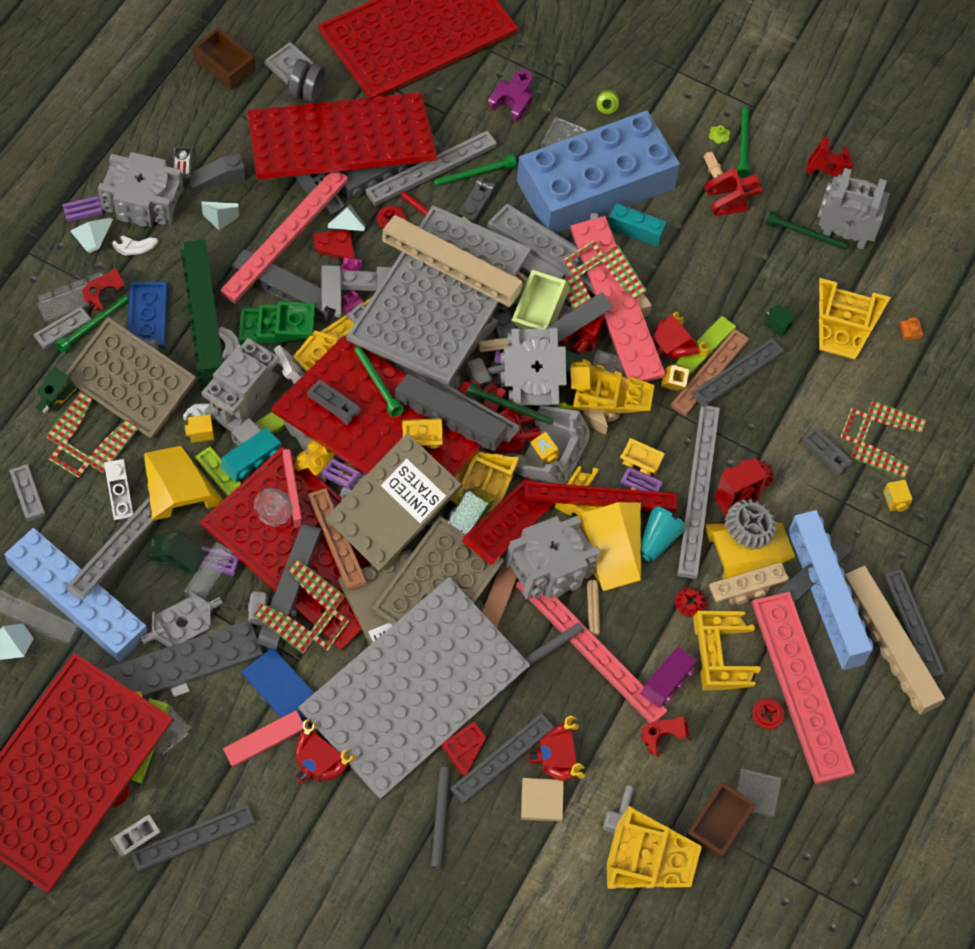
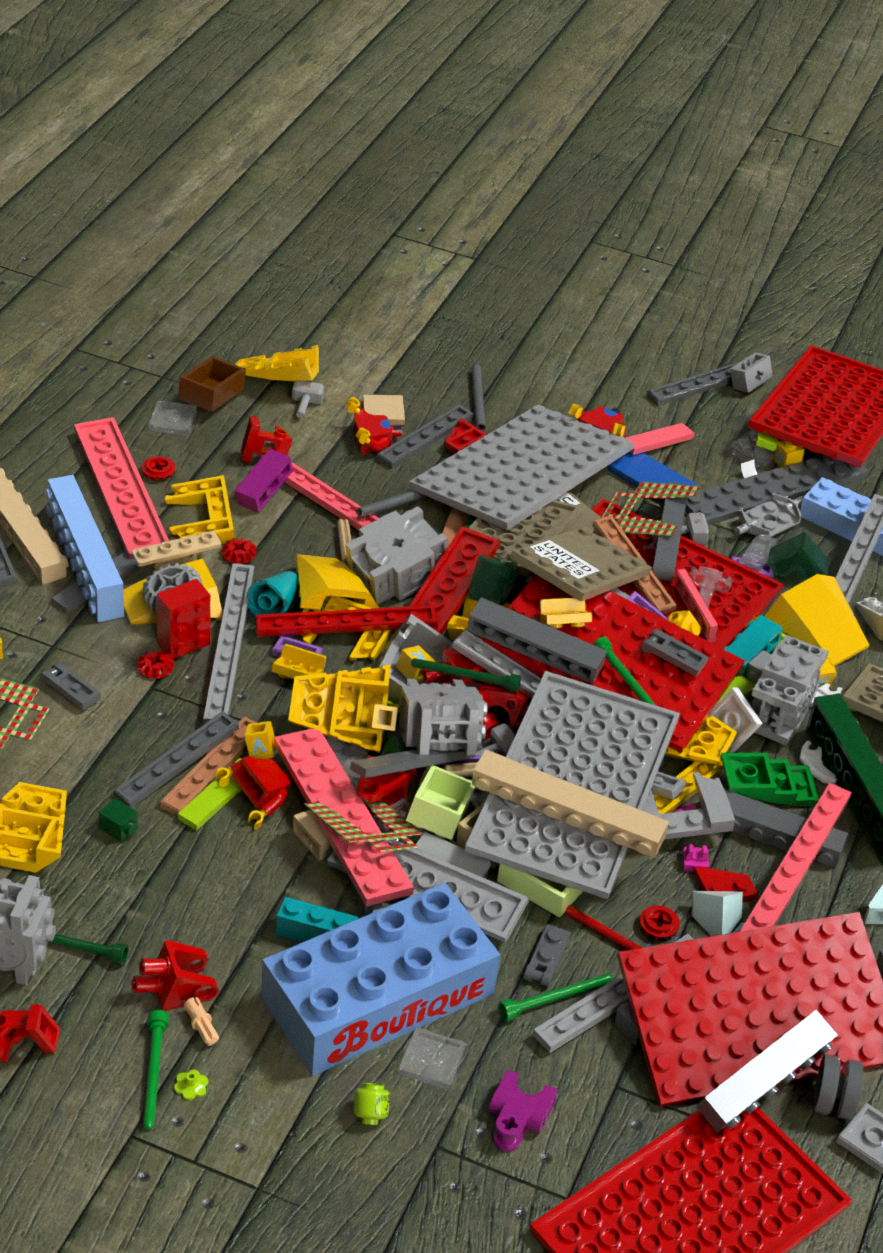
camera: 175 degrees right, 20 degrees down
(351, 88) = (766, 1071): none -> brick

